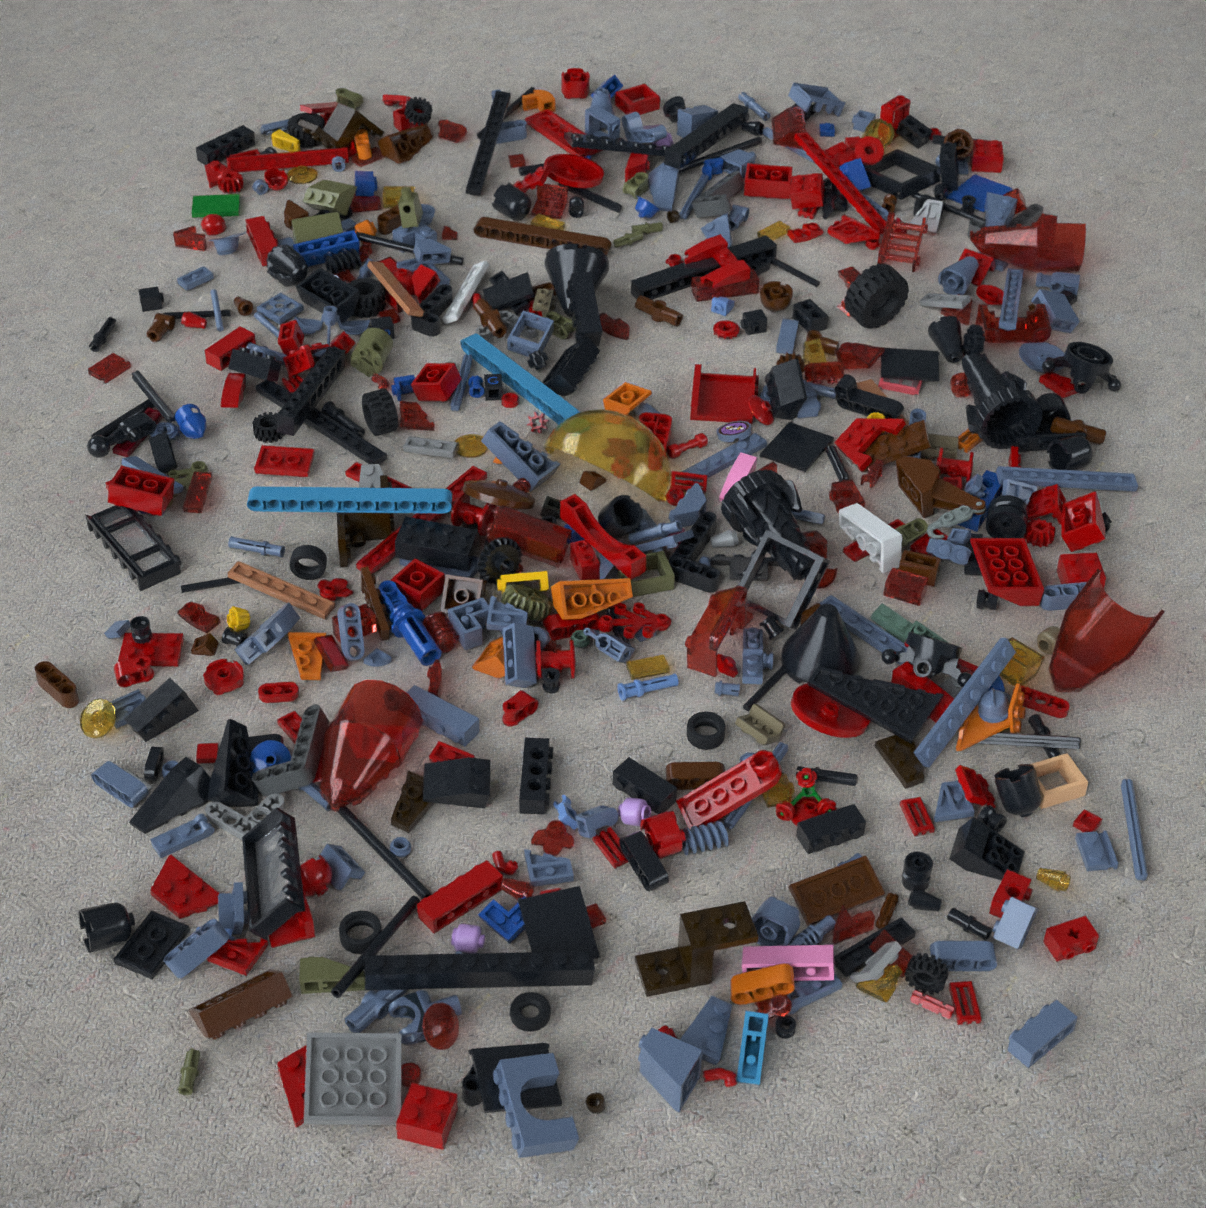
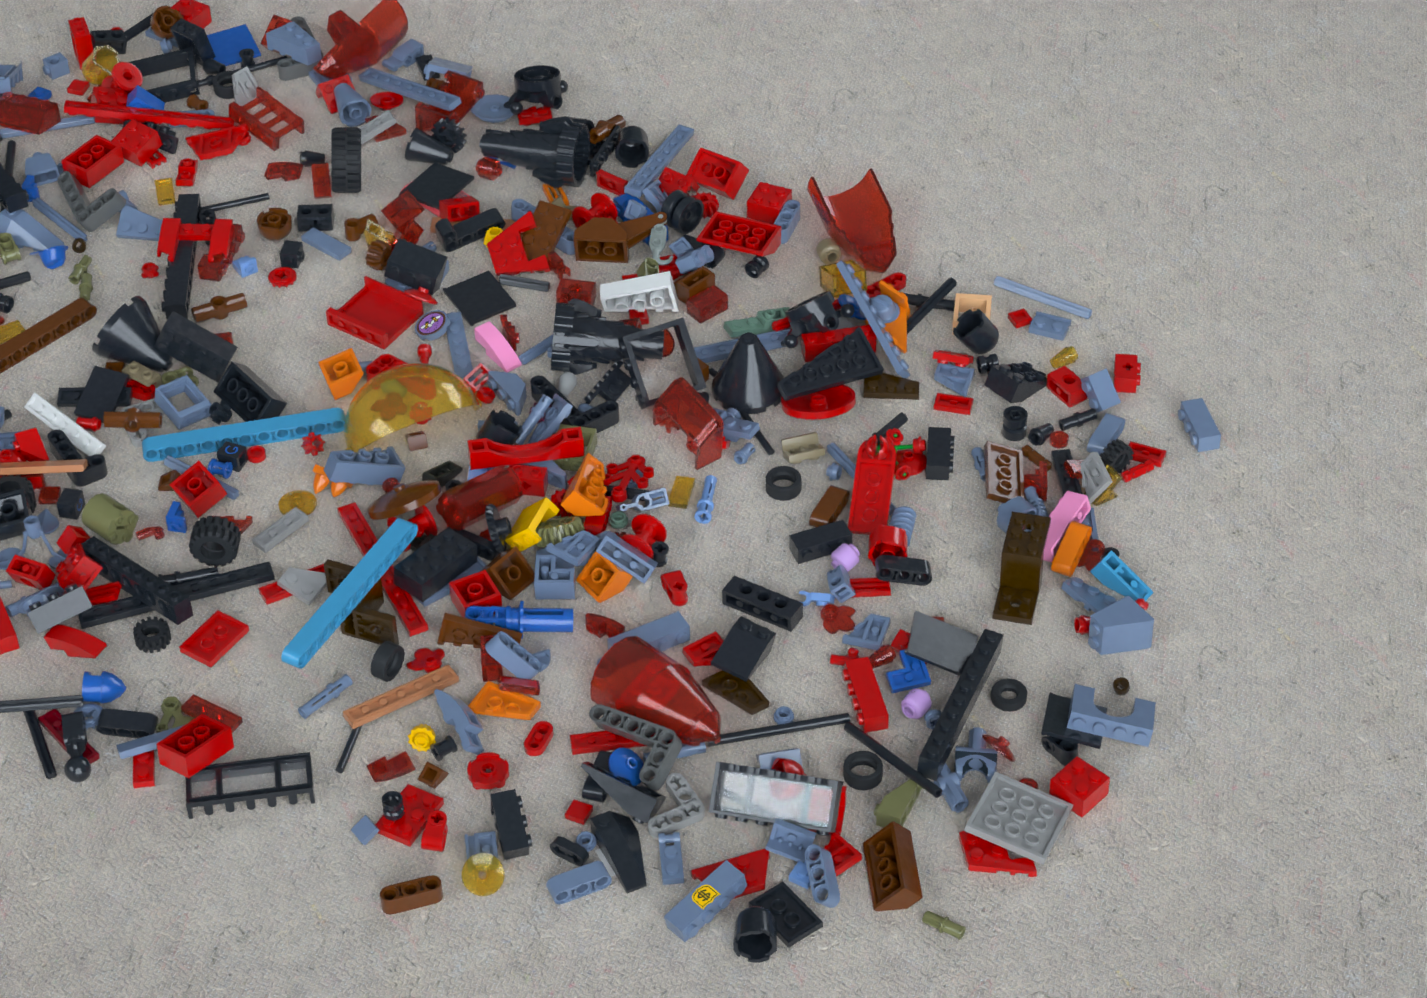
camera: 60 degrees left, 0 degrees up
(129, 876) = (705, 901): none -> sand blue brick
(441, 631) = (545, 601): clear red piece -> none
(888, 386) = (459, 208): none -> red brick
(930, 920) = (1059, 439): none -> clear red tile

